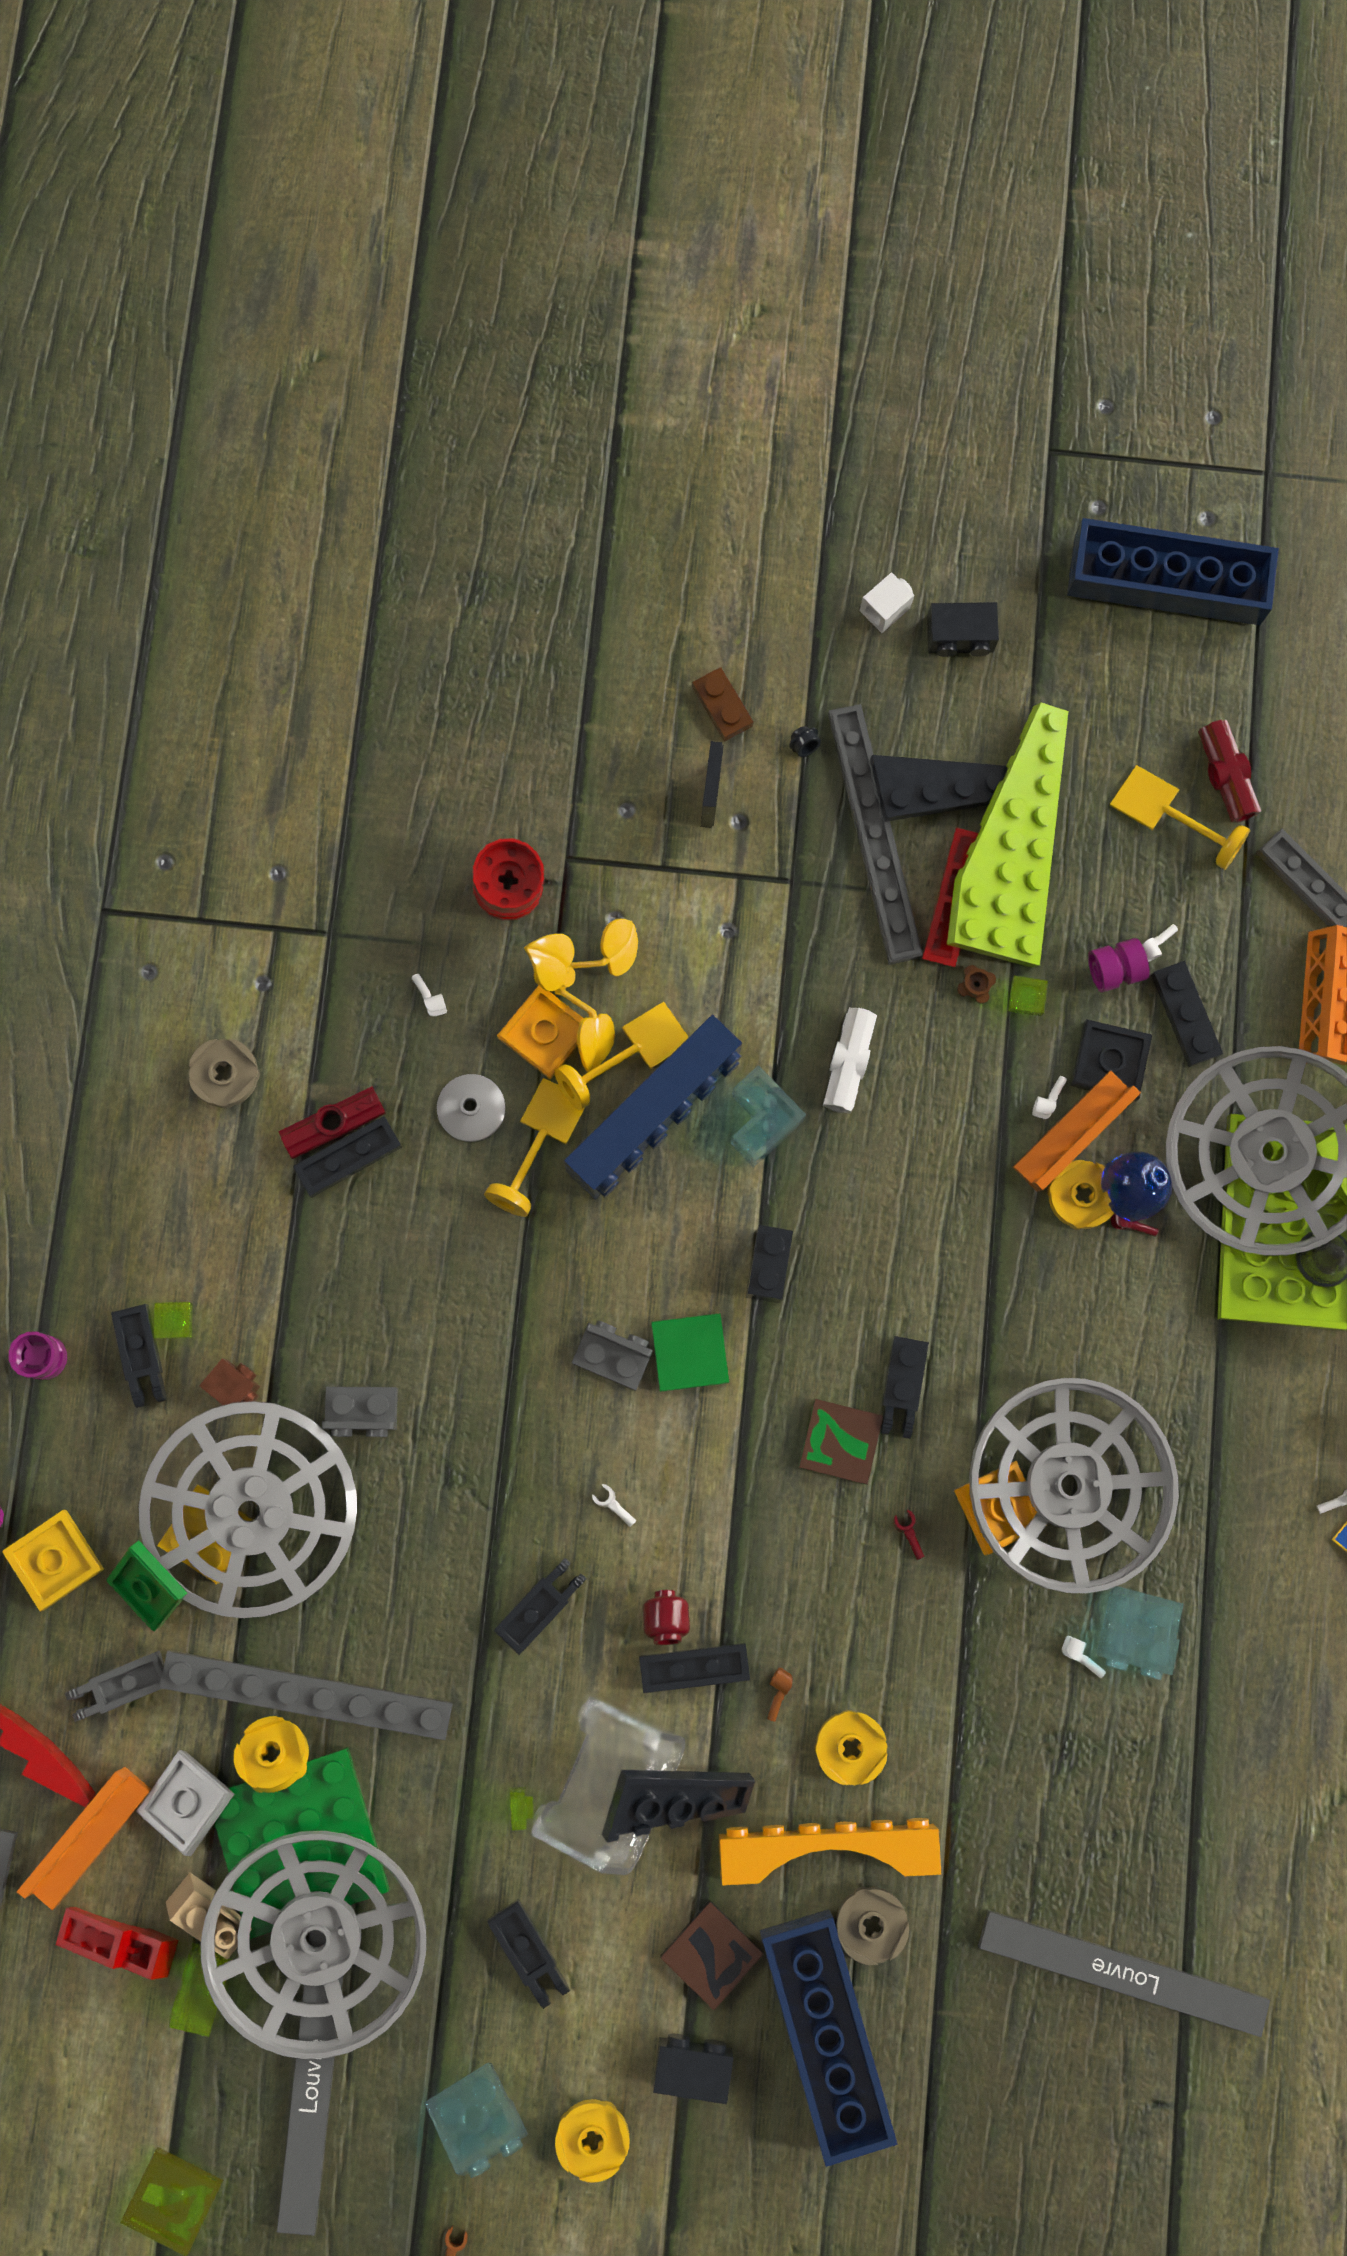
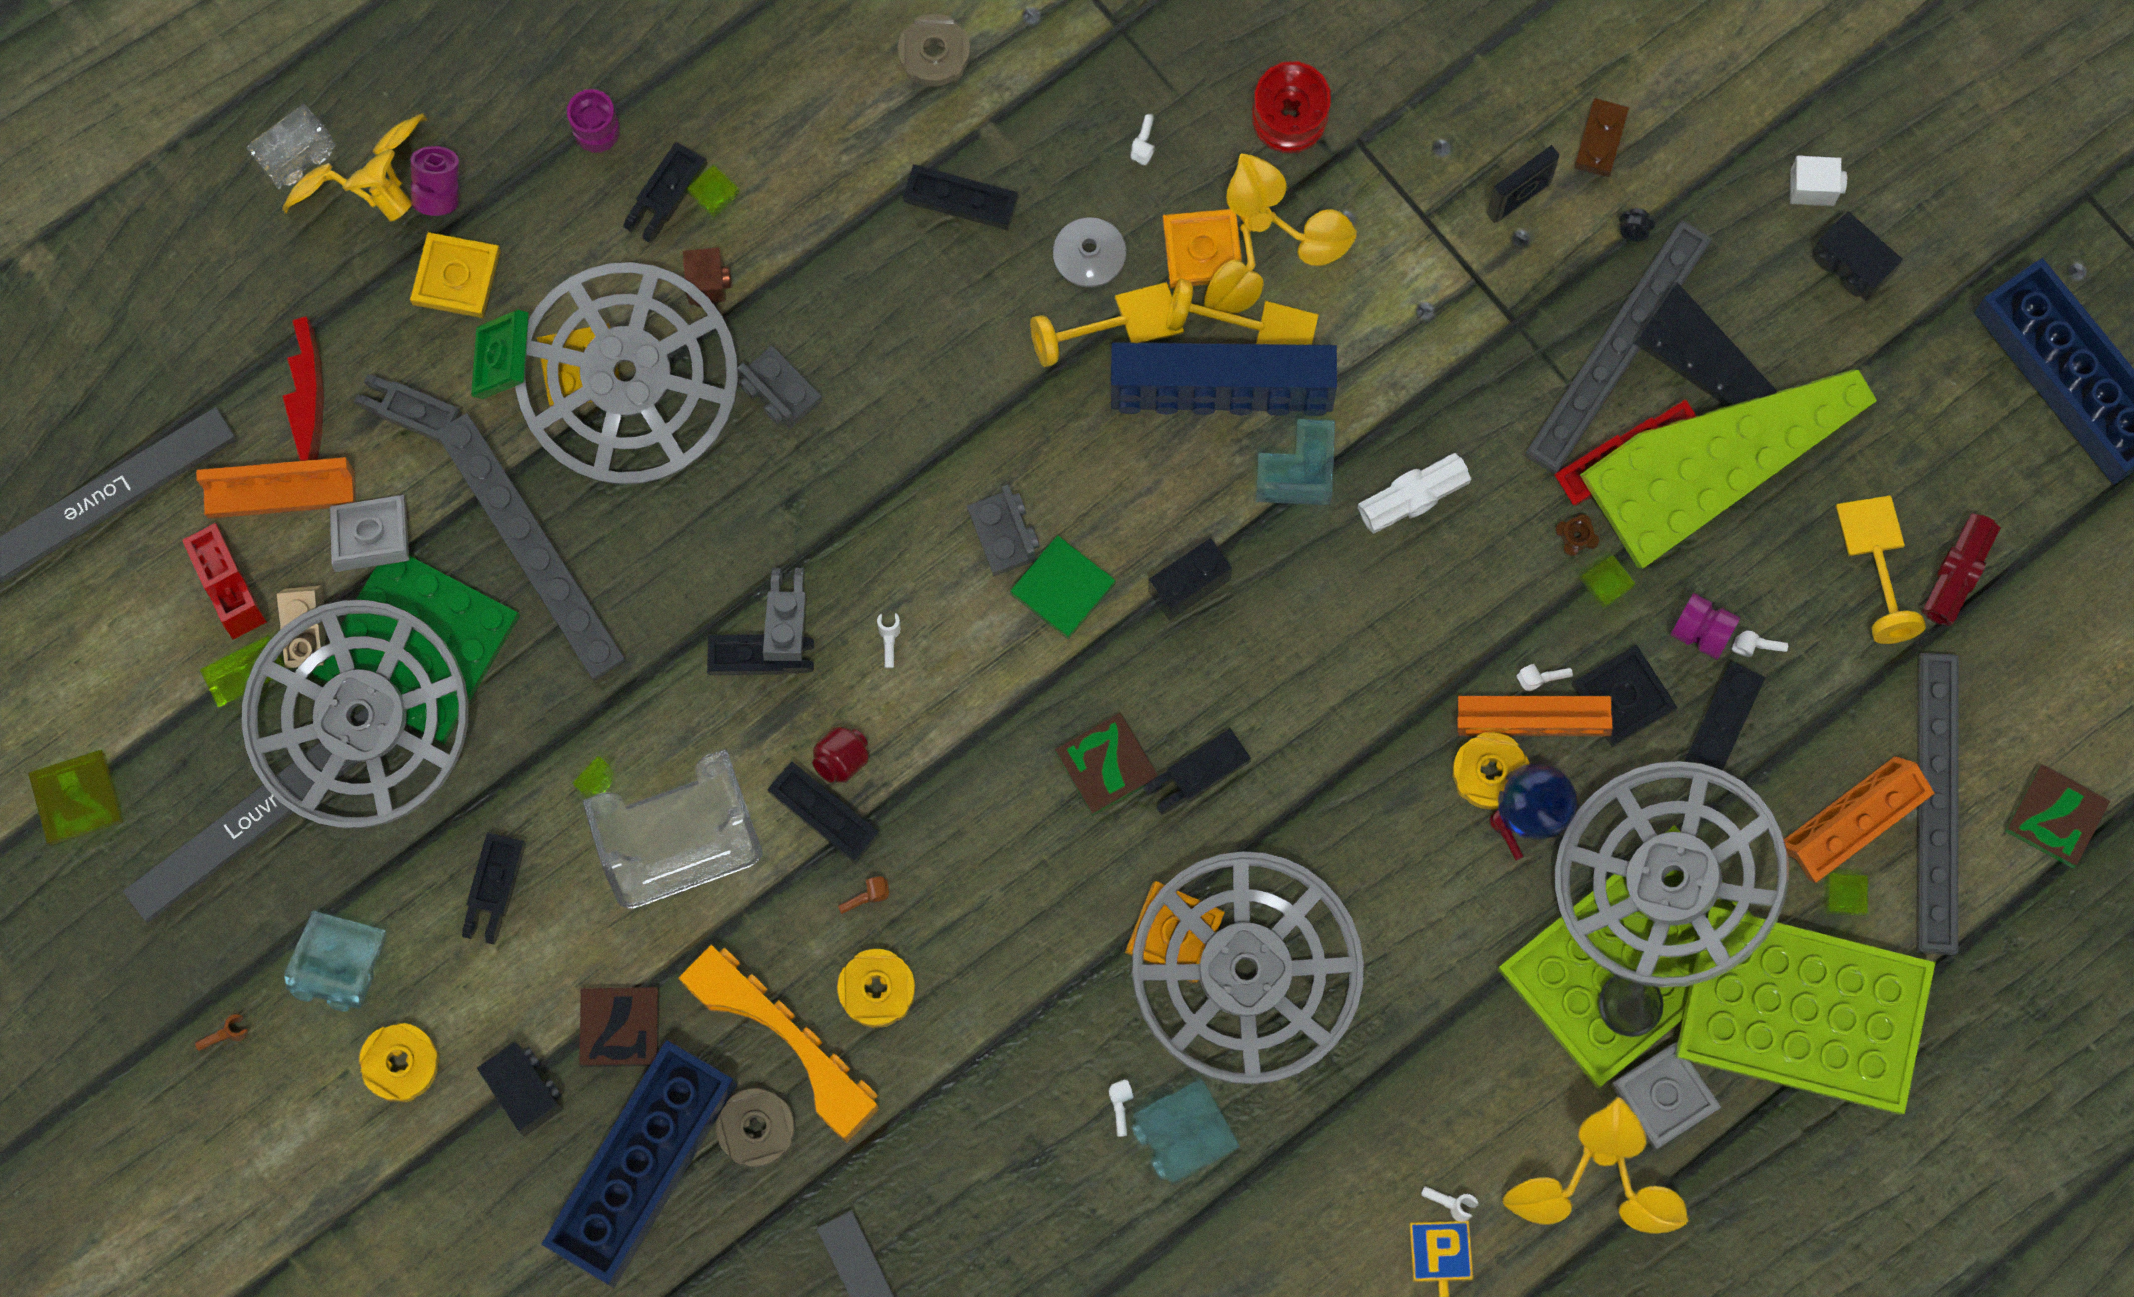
camera: 55 degrees right, 5 degrees down
(290, 1763) = (457, 577): yellow plate -> none
(311, 1132) = (952, 154): dark red piece -> none
(534, 1566) = (785, 619): none -> dark grey hinge
(673, 1797) = (707, 876): black wing -> none
(910, 1534) = (1087, 880): dark red hand -> none

